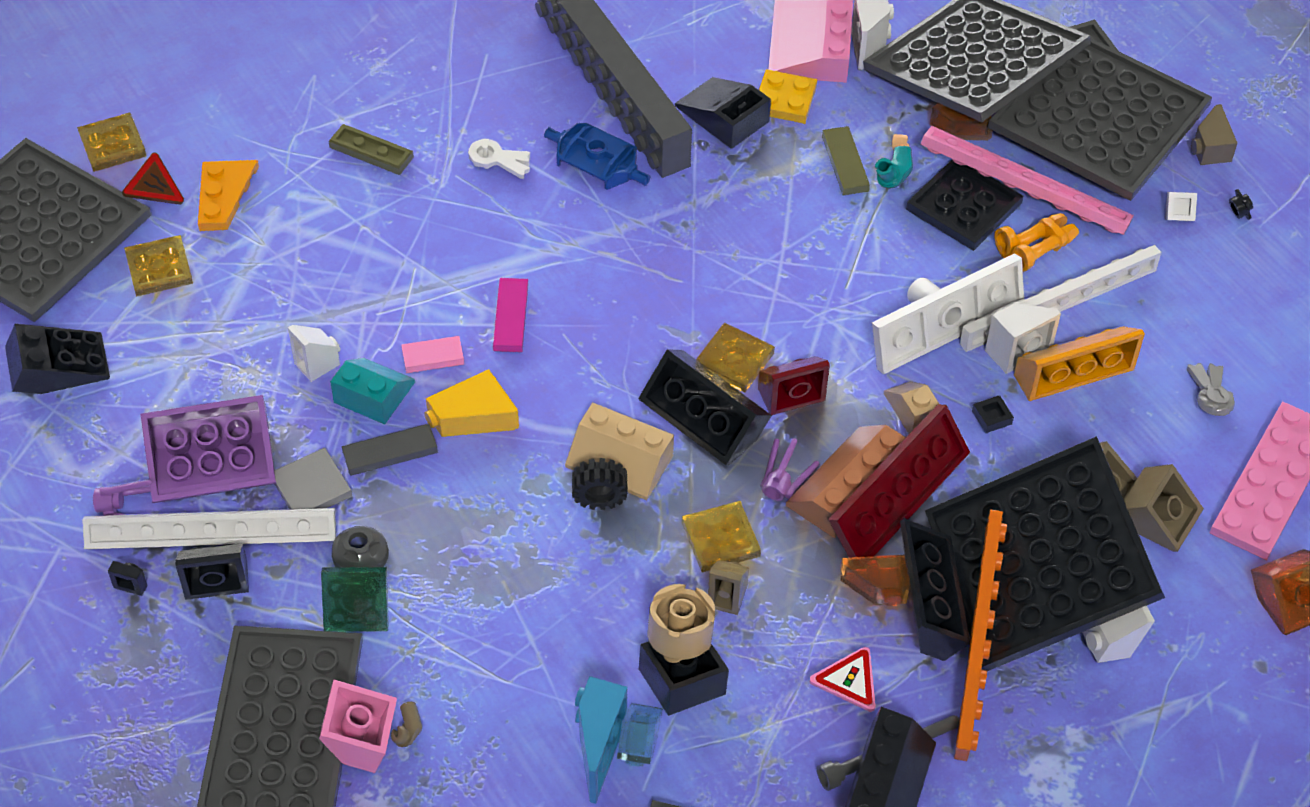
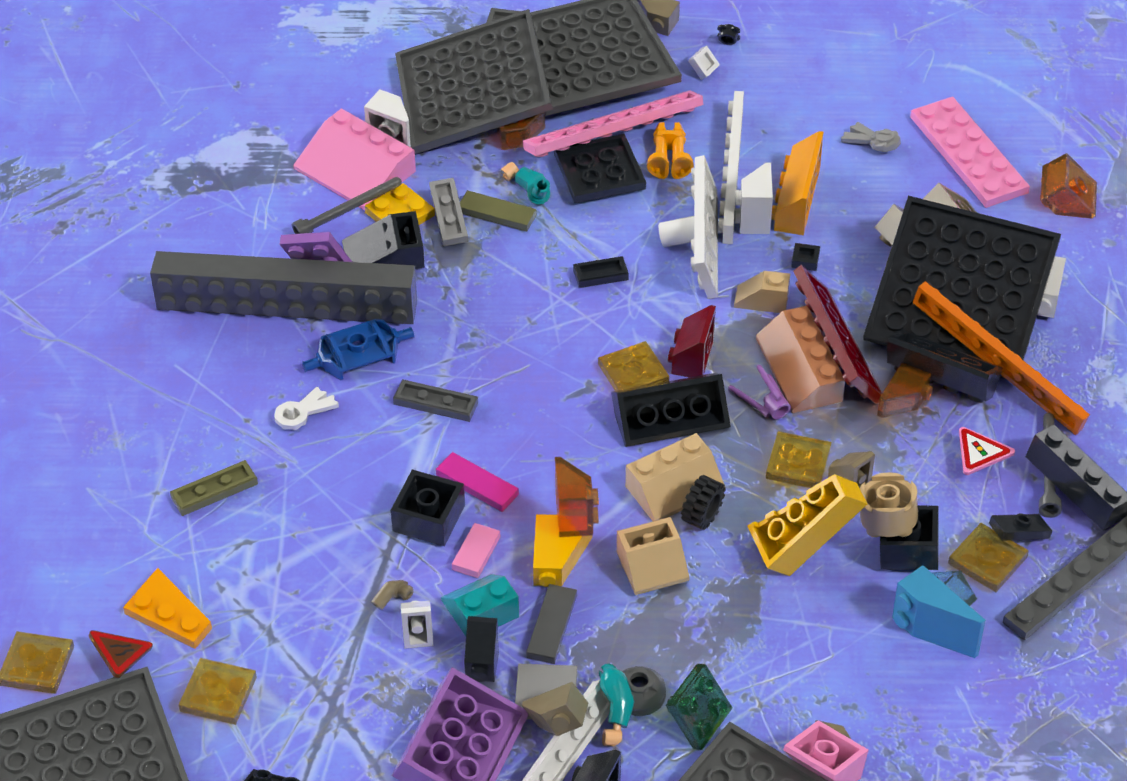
camera: 55 degrees left, 5 degrees down
(273, 495) = (558, 709): none -> dark tan slope
(310, 411) = (481, 648): none -> black slope
(325, 535) = (618, 692): none -> teal arm
(342, 318) = (390, 590): none -> dark tan arm
(443, 293) = (428, 507): none -> black brick
(501, 378) = (574, 500): none -> clear orange slope
(510, 479) = (652, 555): none -> tan slope
(582, 238) = (435, 400): none -> dark grey tile
(613, 570) = (803, 526): none -> yellow wedge
(652, 61) = (313, 247): none -> medium lavender plate
(702, 45) = (306, 226): none -> dark grey piece
(718, 752) = (988, 557): none -> clear yellow plate
(775, 760) = (1020, 527): none -> black plate
(806, 126) = (448, 212): none -> light grey plate
(836, 272) = (600, 272): none -> black tile

